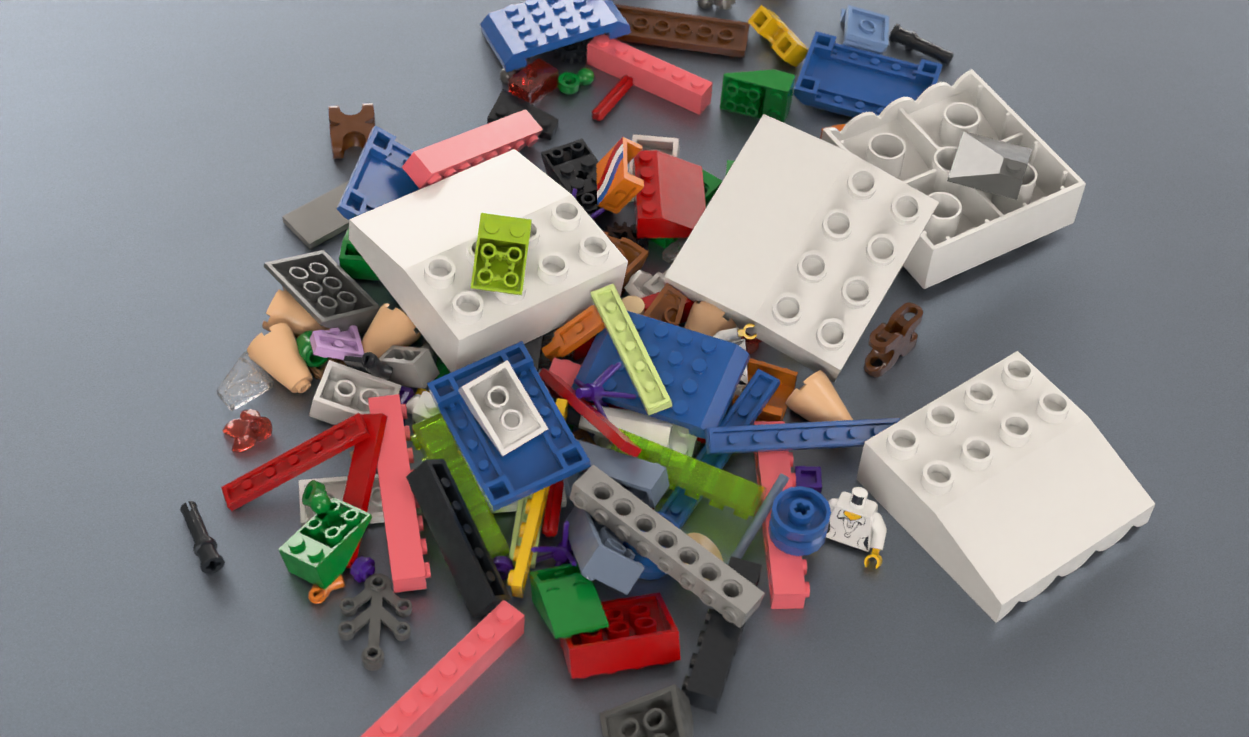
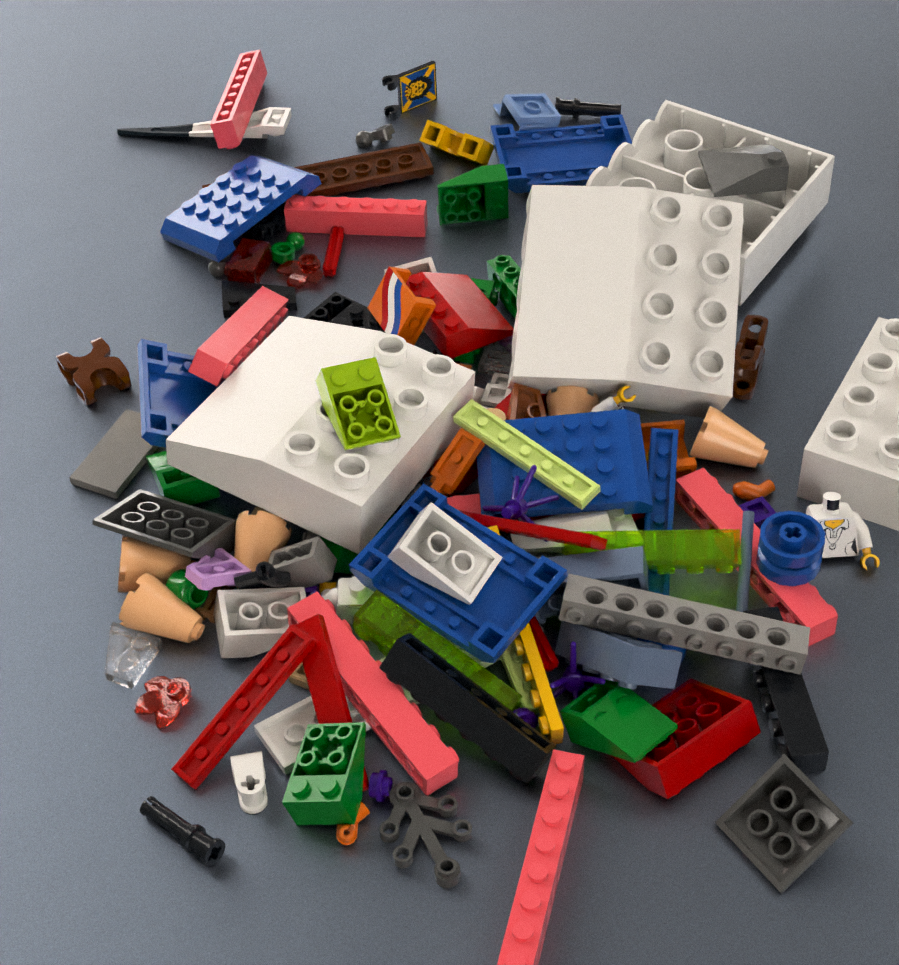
camera: 20 degrees left, 5 degrees down
(271, 522) = (250, 781): none -> white piece
(316, 497) = (286, 732): green plate -> none
(574, 106) = (302, 270): none -> clear red plate
(793, 435) = (728, 474): blue tile -> none
(818, 459) = (750, 491): none -> orange arm

